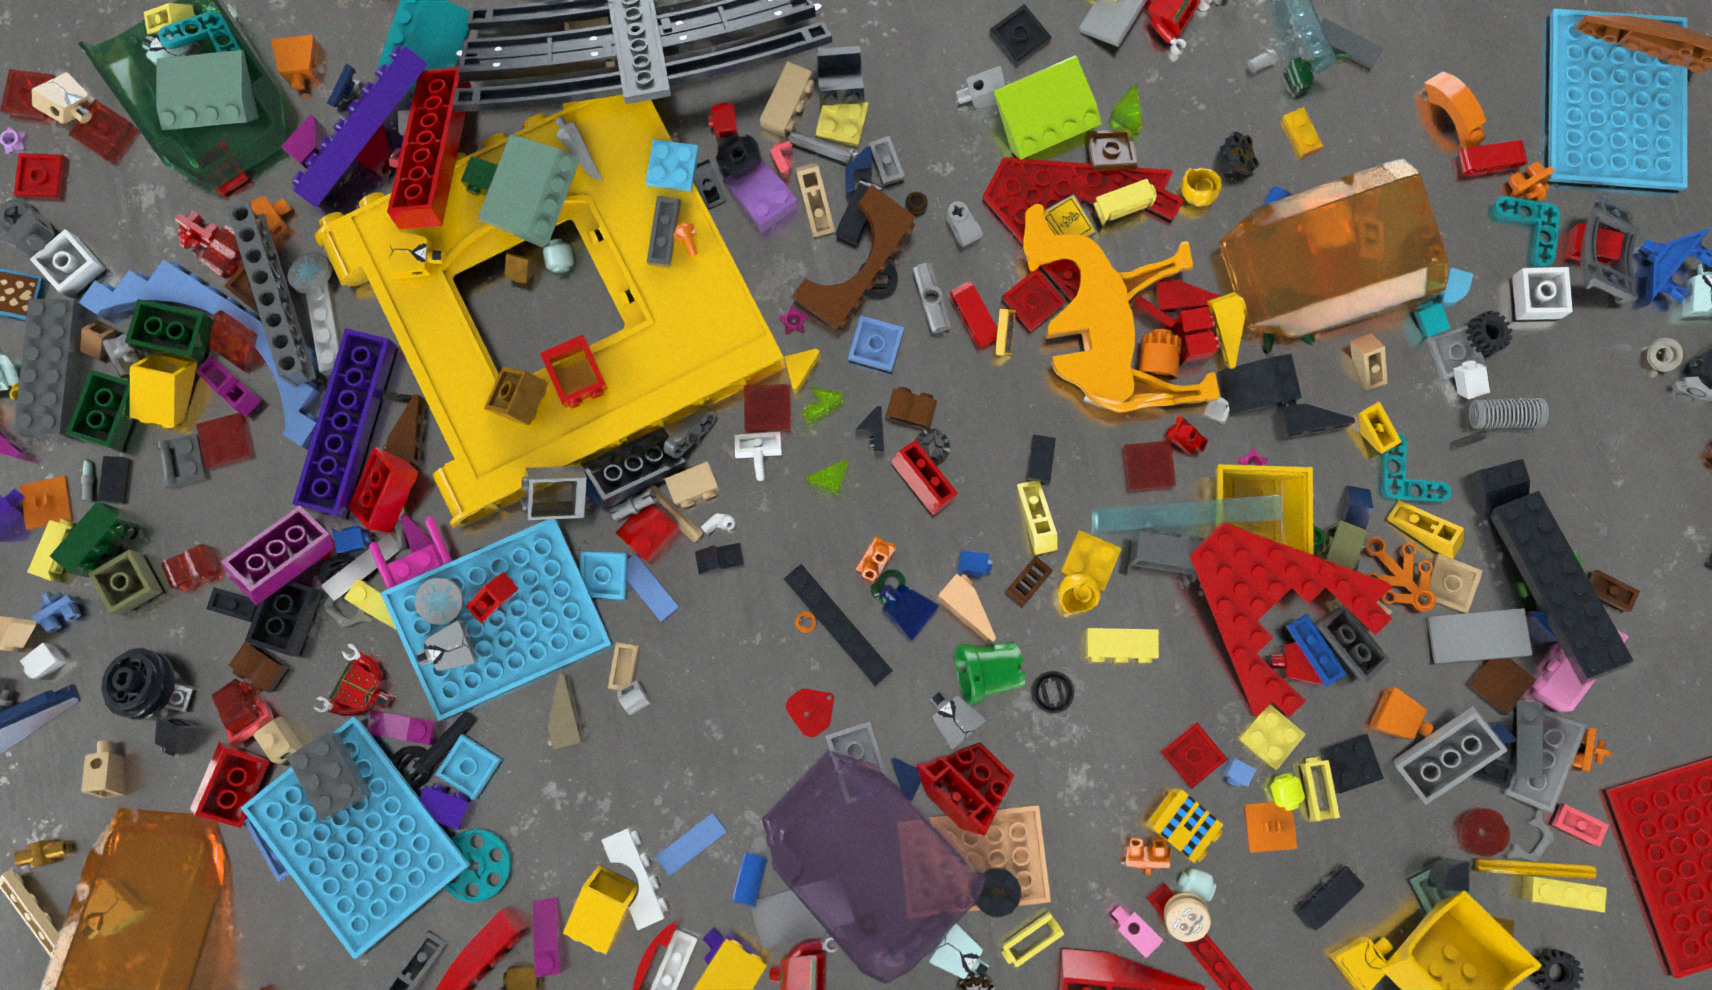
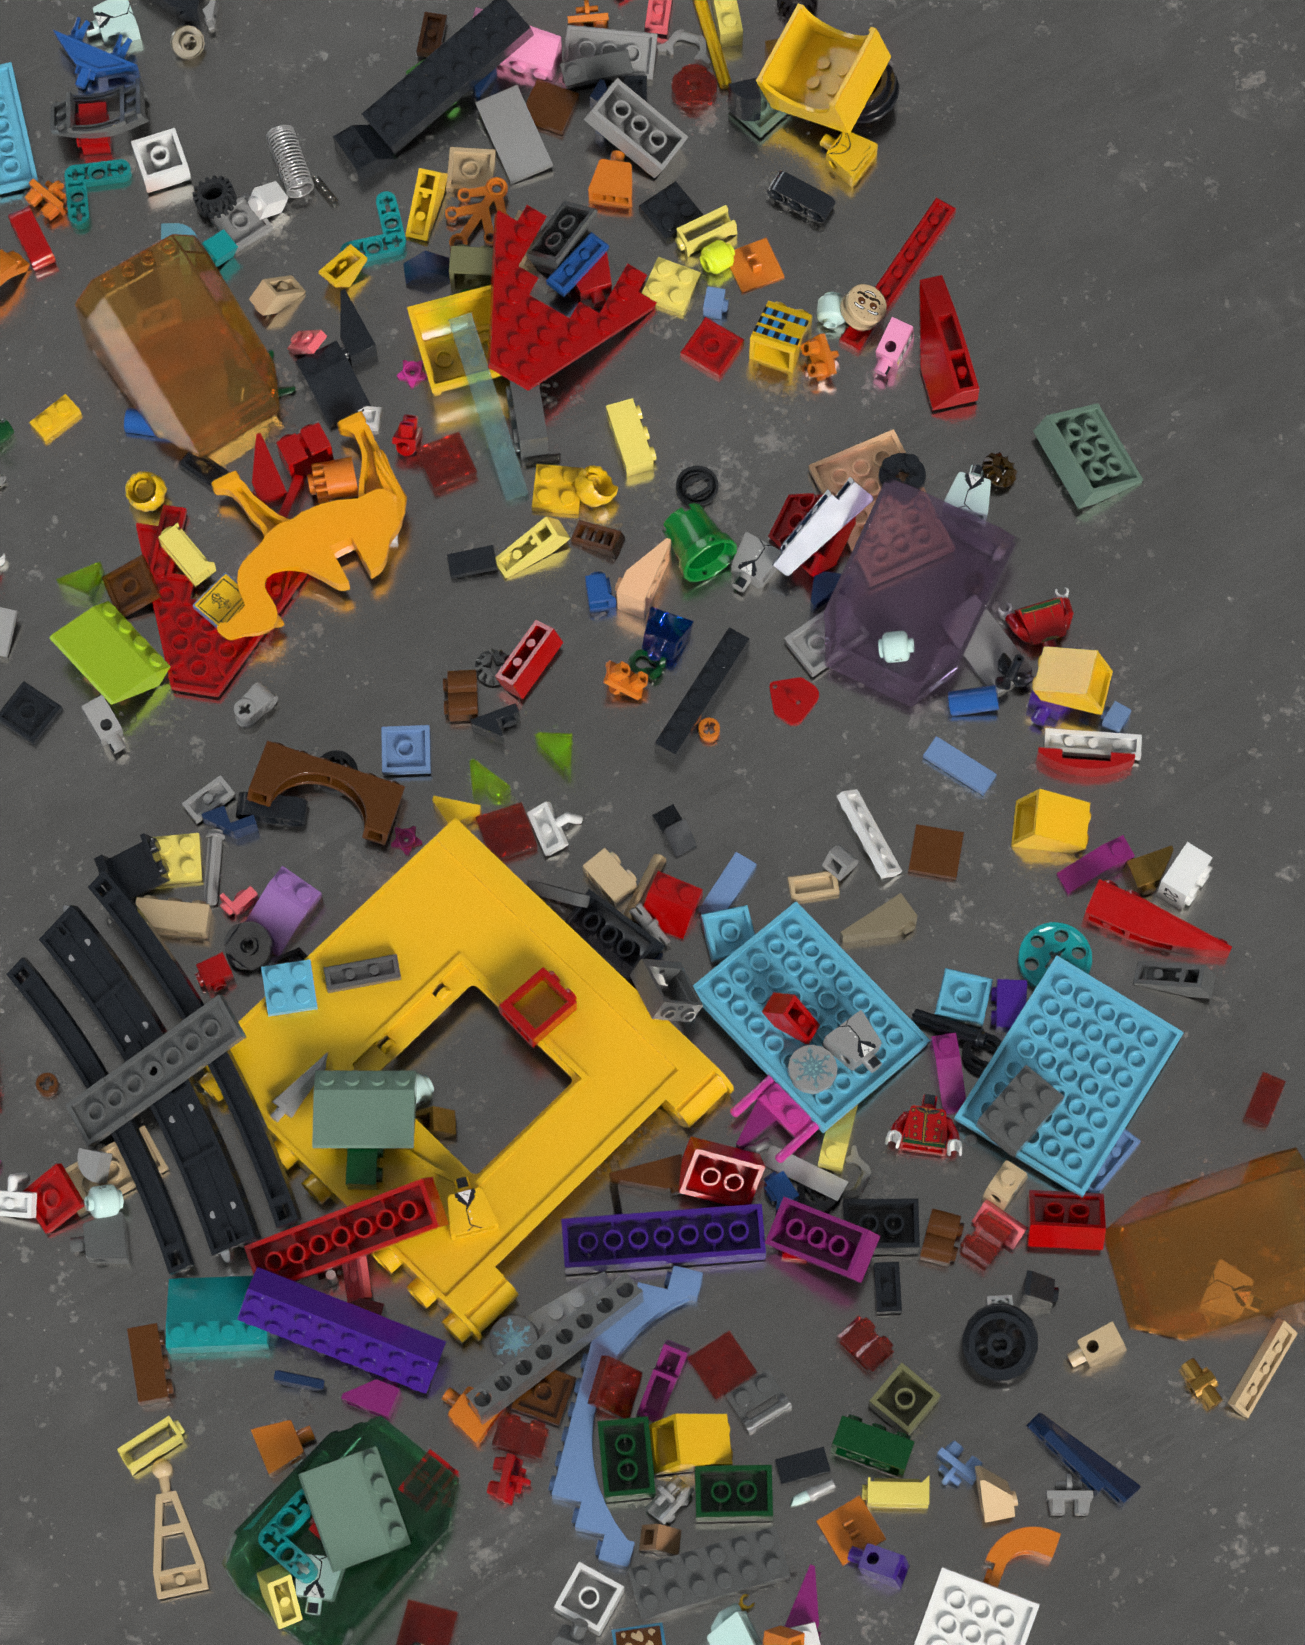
camera: 110 degrees left, 10 degrees down
(43, 661) = (1014, 1458): white brick -> none
(516, 395) = (581, 1056): pearl gold slope -> none
(615, 791) = (936, 852): none -> reddish brown tile
(625, 849) = (986, 823): white arch -> none
(652, 734) = (869, 833): none -> white plate
(686, 232) = (359, 947): orange plate -> none
(718, 521) = (636, 842): white arm -> none
(758, 931) = (1010, 669): none -> black plant
(814, 199) = (270, 856): tan slope -> none
(820, 822) = (895, 646): none -> light aqua head
(916, 202) = (243, 758): dark brown plate -> none
(935, 310) = (328, 718): light grey piece -> none
(964, 793) = (821, 524): none -> wedge
(974, 314) = (345, 665): red beam -> none
(1005, 332) = (356, 628): yellow tile -> none
(1031, 939) = (934, 435): light yellow window -> none
(1033, 300) = (312, 615): red plate -> none
(1207, 249) = (202, 468): none -> black tile
(1228, 325) = (278, 422): yellow slope -> none
(1240, 153) = (99, 465): black plate -> none
(1309, 371) = (306, 341): none -> coral plate

